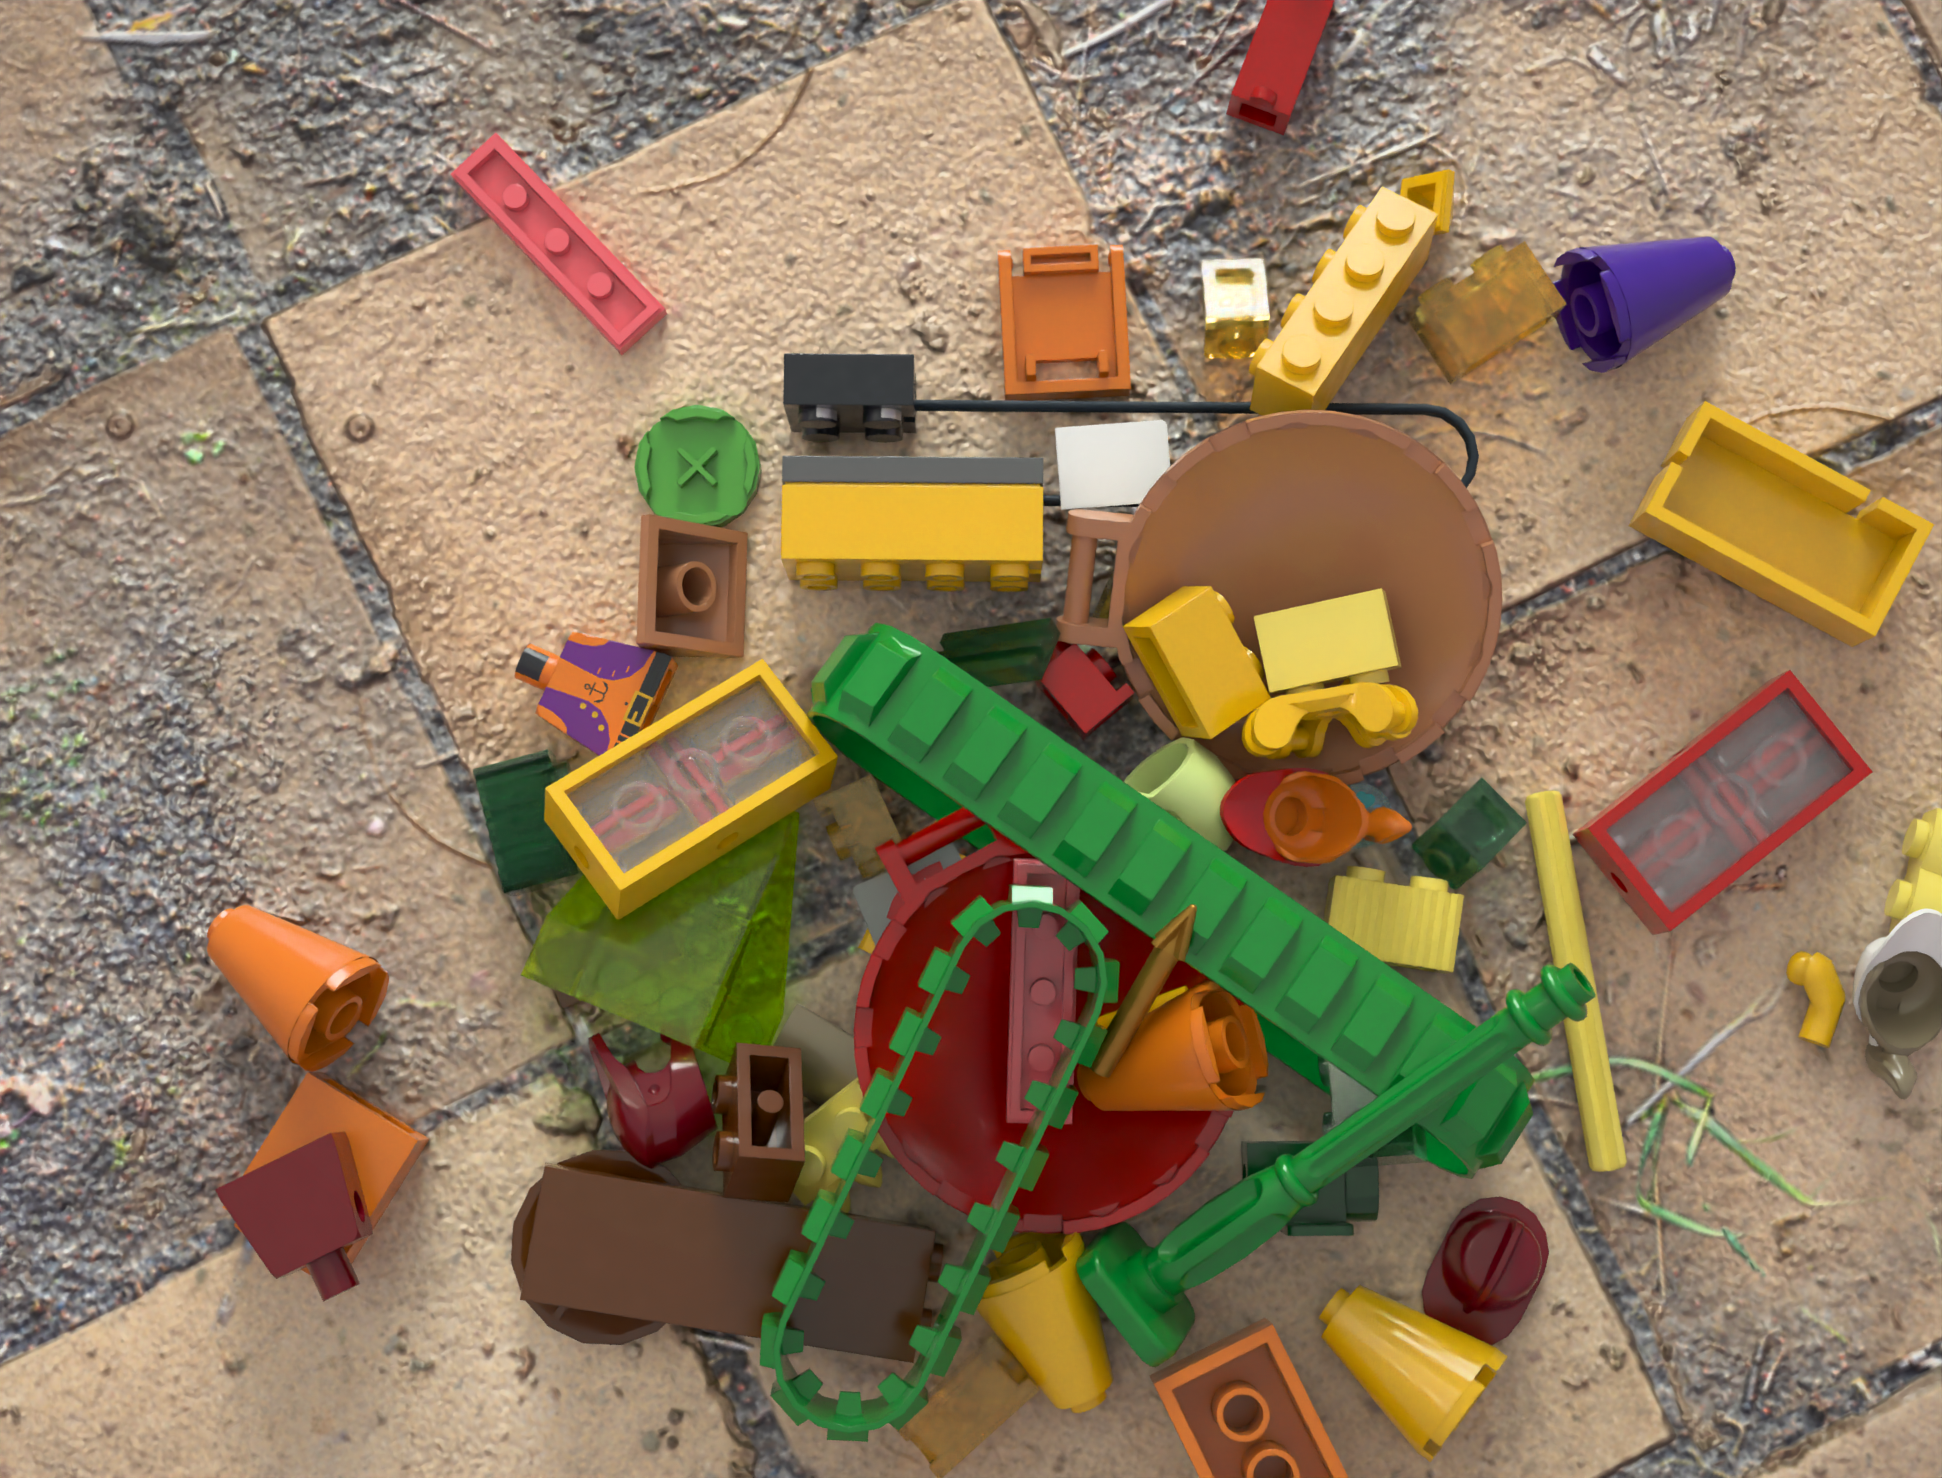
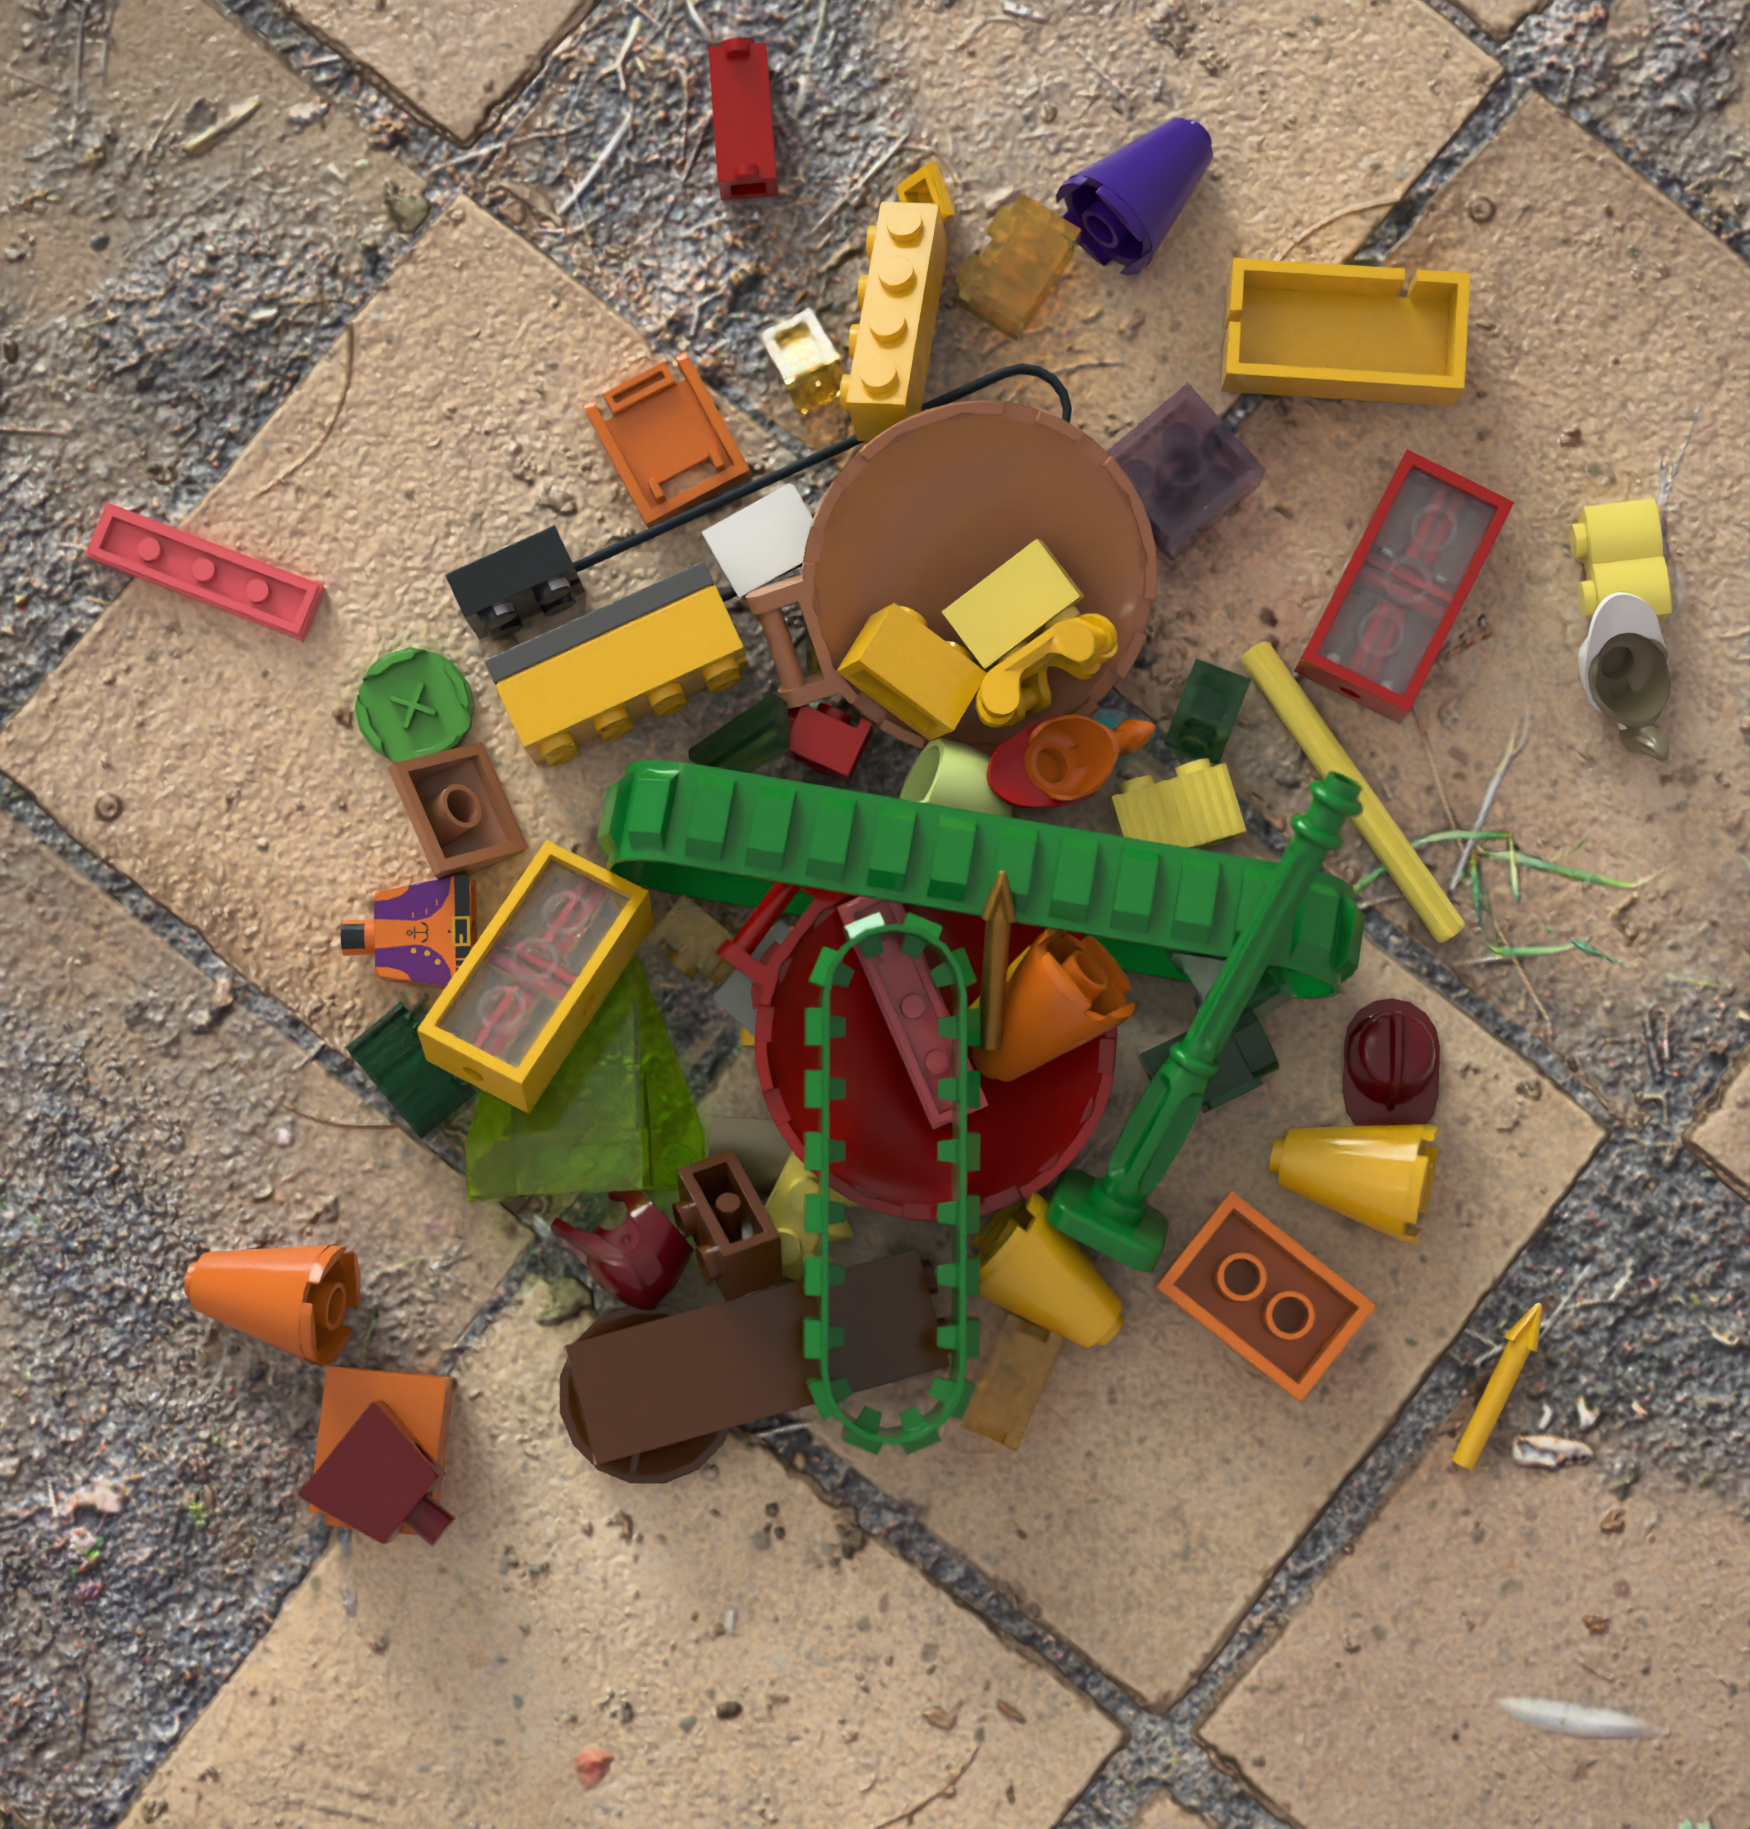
camera: 20 degrees left, 0 degrees up
(1560, 587) = (1186, 469): none -> brick
(1824, 992) = (1564, 705): yellow arm -> none

